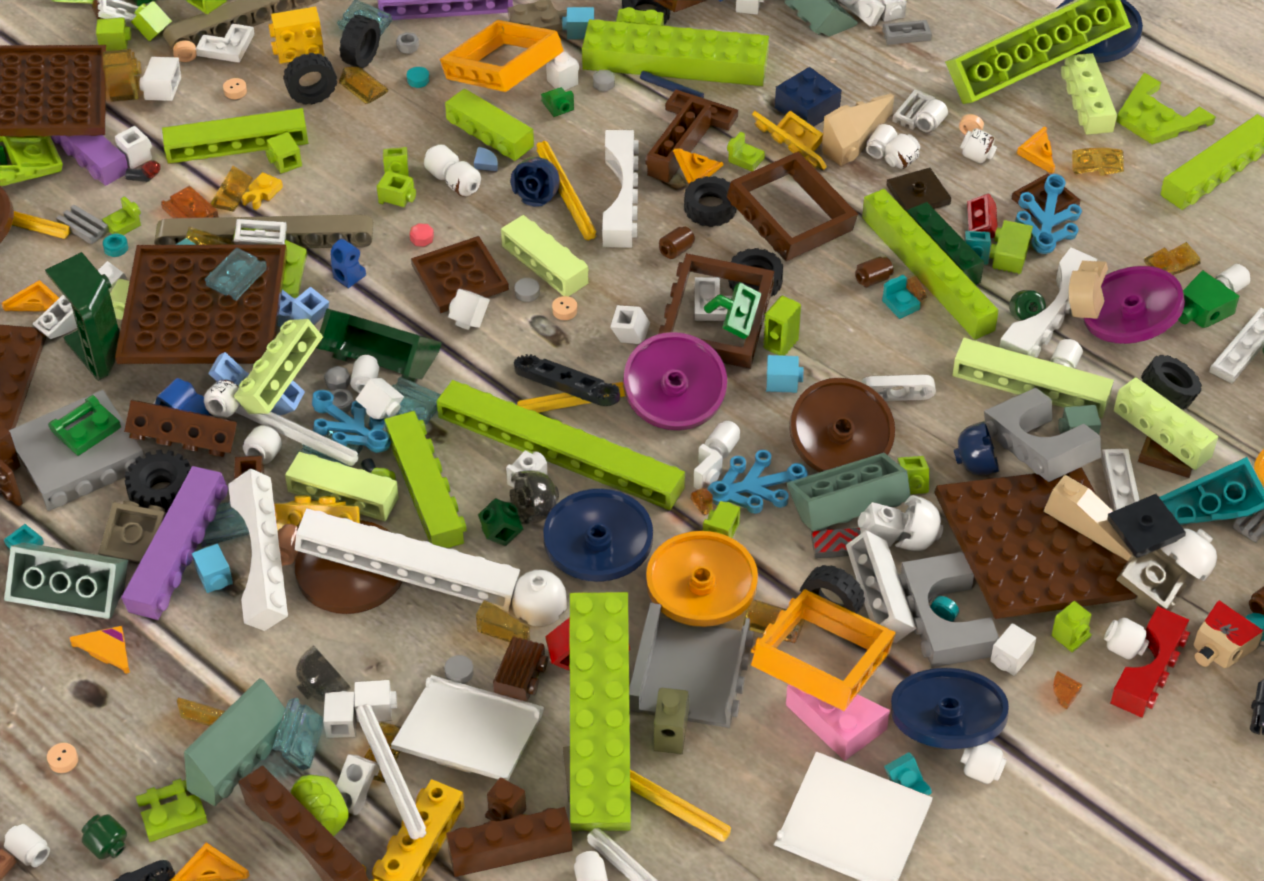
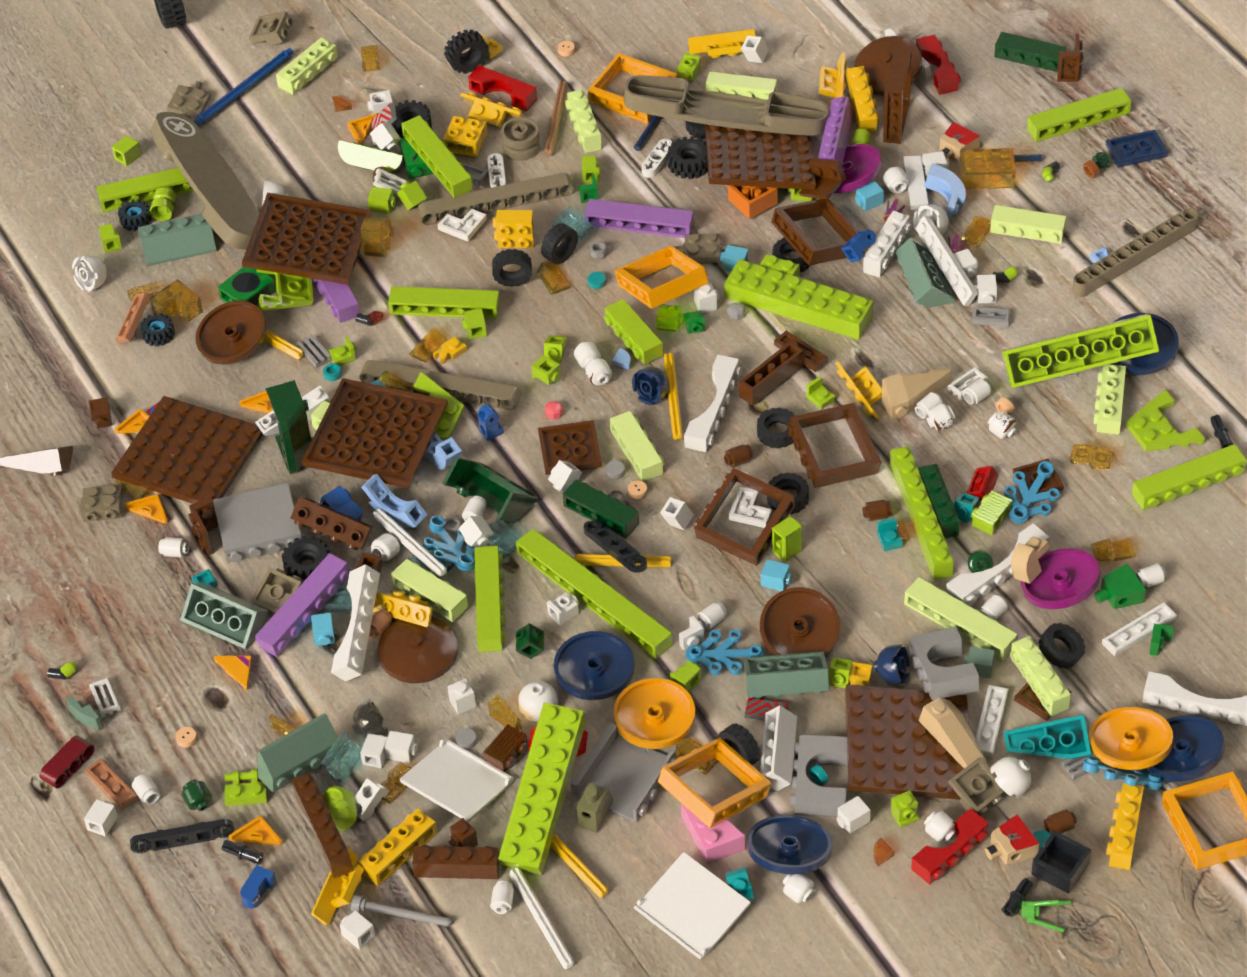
camera: 20 degrees right, 0 degrees up
(88, 431) = (269, 511): green plate -> none
(134, 146) = (367, 297): white brick -> none
(161, 78) = (404, 245): white brick -> none
(184, 51) = (429, 225): light nougat tile -> none
(189, 204) = (394, 352): clear orange plate -> none
(220, 399) = (366, 508): white head -> none
(235, 88) = (457, 262): light nougat tile -> none
(235, 273) = (403, 415): clear light blue plate -> none
(259, 237) = (448, 391): white tile -> none
(278, 366) = (410, 492): yellowish green brick -> none
(337, 378) = (454, 508): light grey tile -> none
(369, 466) = (455, 582): arm -> none
(391, 772) = (392, 796): white axle -> none
(406, 559) = (453, 652): white brick -> none
(435, 614) = (461, 696): none -> white brick
(524, 336) = (599, 506): none -> dark green brick
(527, 101) = (669, 318): none -> clear neon green brick
(533, 495) = (559, 627): clear smoke cylinder -> none
(667, 84) = (784, 324): dark blue bar -> none
(675, 381) = (692, 564): magenta dish -> none
(696, 165) = (775, 397): light orange tile -> none
(703, 500) = (679, 657): clear orange tile -> none
(740, 308) = (756, 520): plate -> none
(808, 96) = (885, 357): dark blue brick -> none
(882, 522) = (798, 702): white brick -> none
(914, 381) = (868, 606): white beam -> none
(917, 189) = (942, 451): dark brown plate -> none
(920, 525) = (825, 711): white cylinder -> none
(940, 471) = (860, 674): none -> yellow plate
(1038, 150) = (1050, 437): light orange tile -> none
(1146, 525) = (982, 748): black plate -> none
(1230, 106) = (1221, 432): none -> black axle

